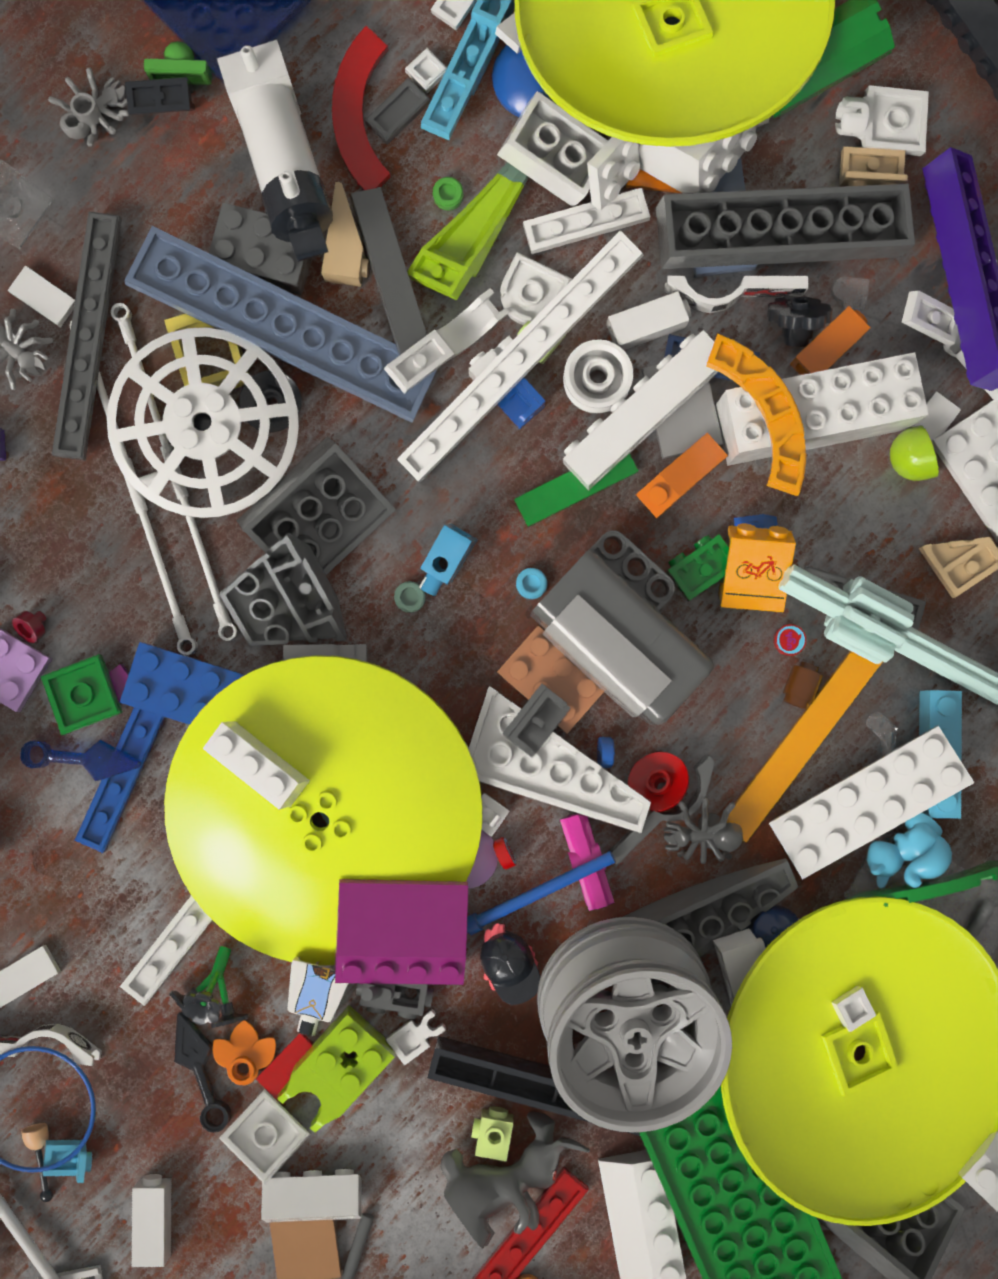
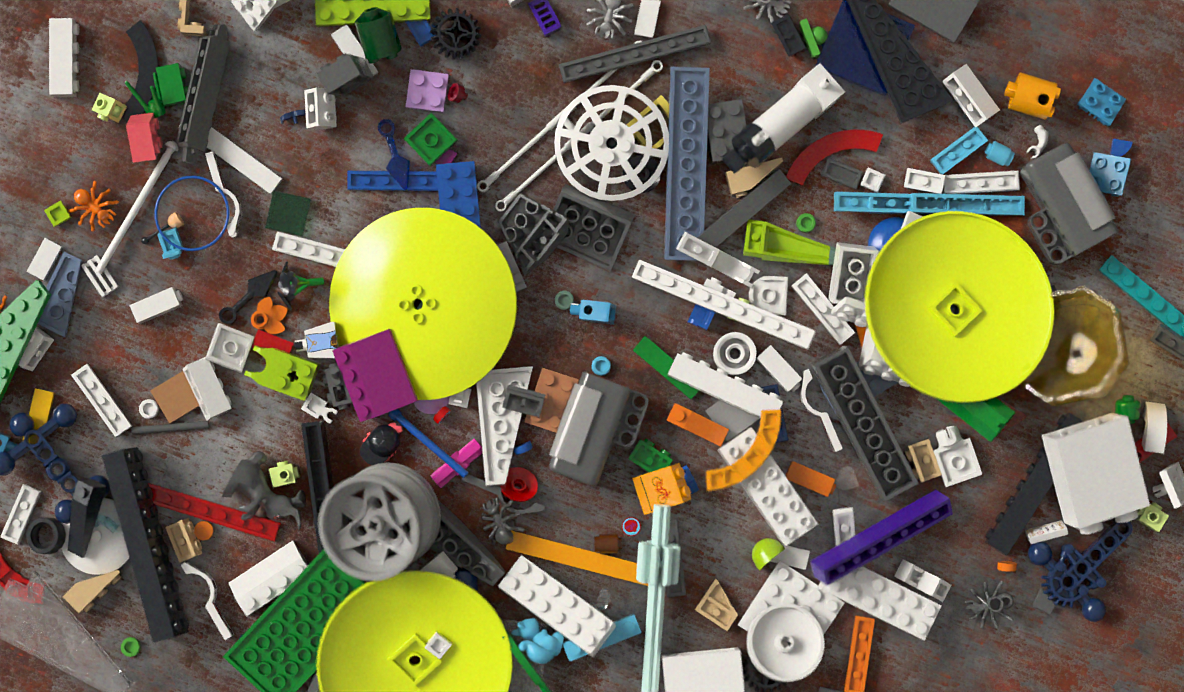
camera: 65 degrees right, 0 degrees up
(100, 958) = (288, 213): none -> clear green tile
(256, 764) = (434, 256): white brick -> none
(799, 318) = (817, 453): black plant -> none

